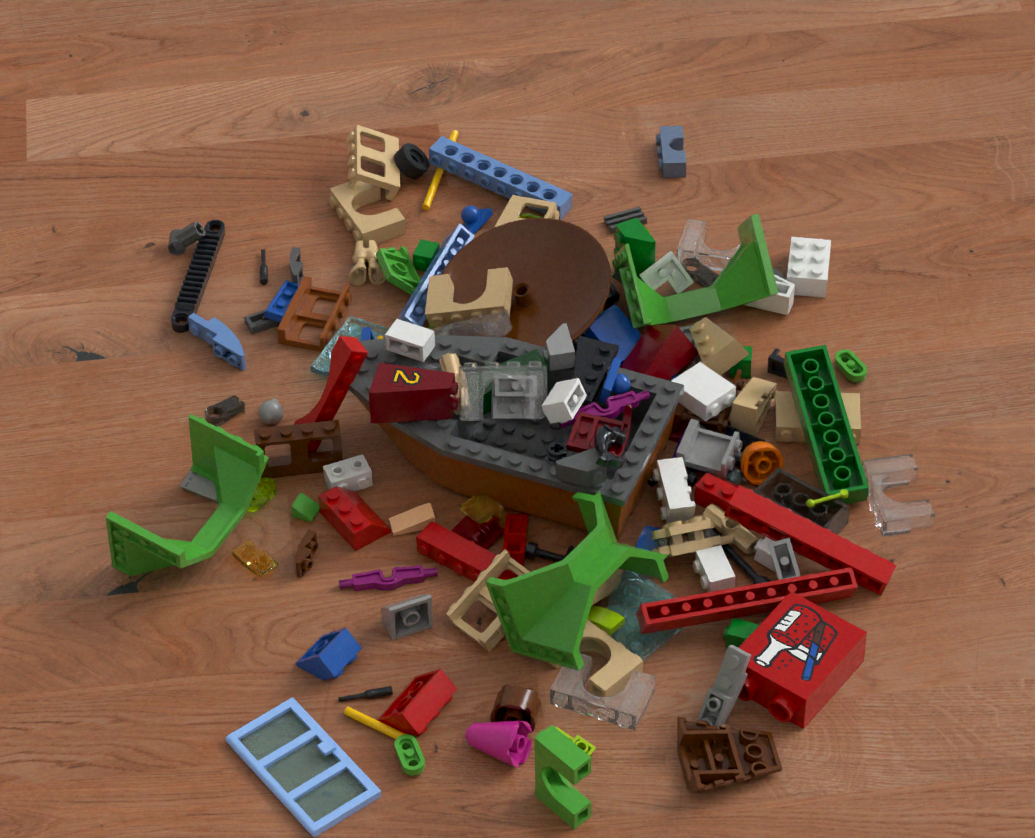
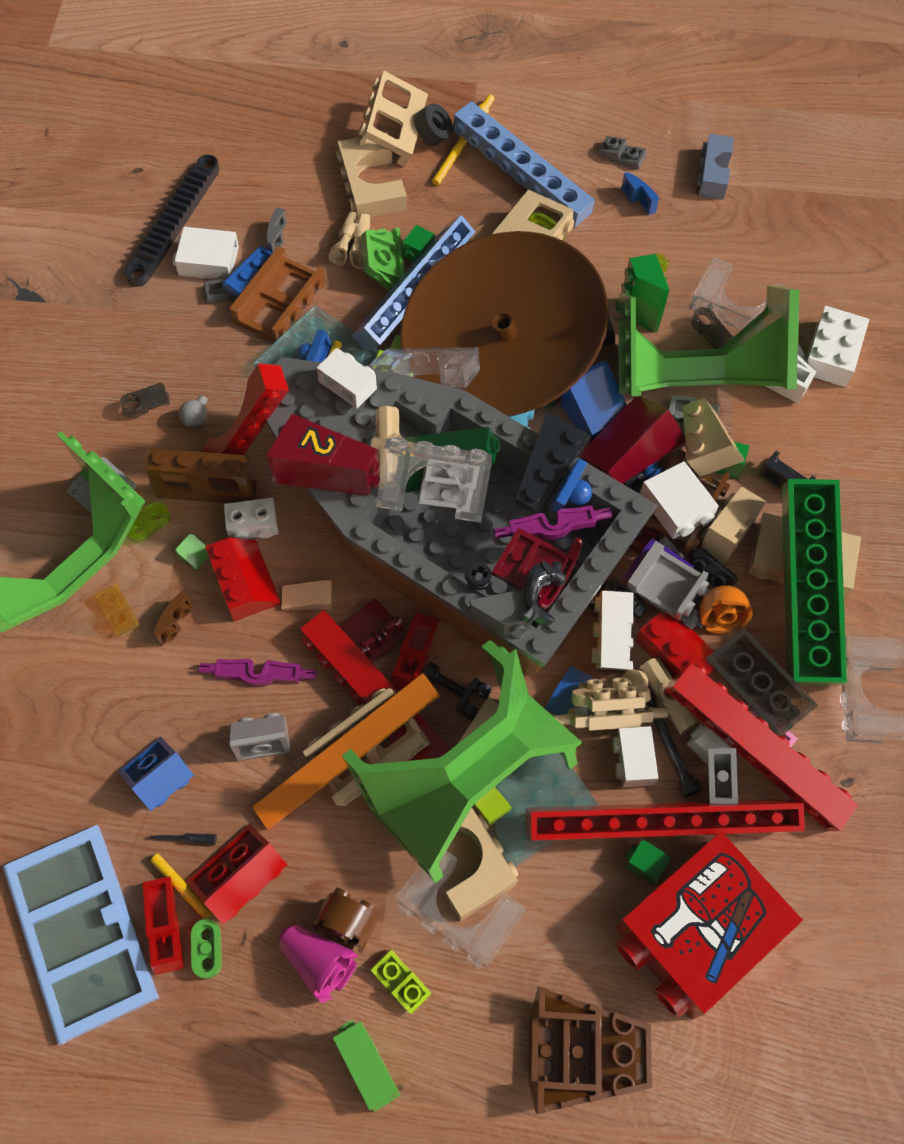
camera: 10 degrees right, 20 degrees up
(182, 238) = (169, 171): dark grey piece -> none
(221, 337) = (168, 307): medium blue slope -> none
(238, 294) = (206, 253): none -> white brick
(263, 269) = (244, 224): black piece -> none
(370, 747) = (162, 926): none -> red slope
(442, 309) = (468, 330): tan arch -> none
(475, 218) = (481, 209): blue tile -> none
(478, 607) = (331, 763): none -> orange tile
(482, 508) = (385, 605): clear yellow bracket -> none
(560, 349) = (519, 427): light grey slope -> none
(564, 401) = (503, 509): white brick -> none
(582, 155) = (618, 151): none -> dark grey slope
(607, 181) = (638, 190): none -> blue slope
(616, 218) = (644, 238): dark grey tile -> none
(667, 269) = (676, 321): white plate -> none
(727, 687) = (604, 963): light grey slope -> none
(843, 494) = (814, 687): lime hinge -> none
(850, 365) = (859, 490): bright green plate -> none

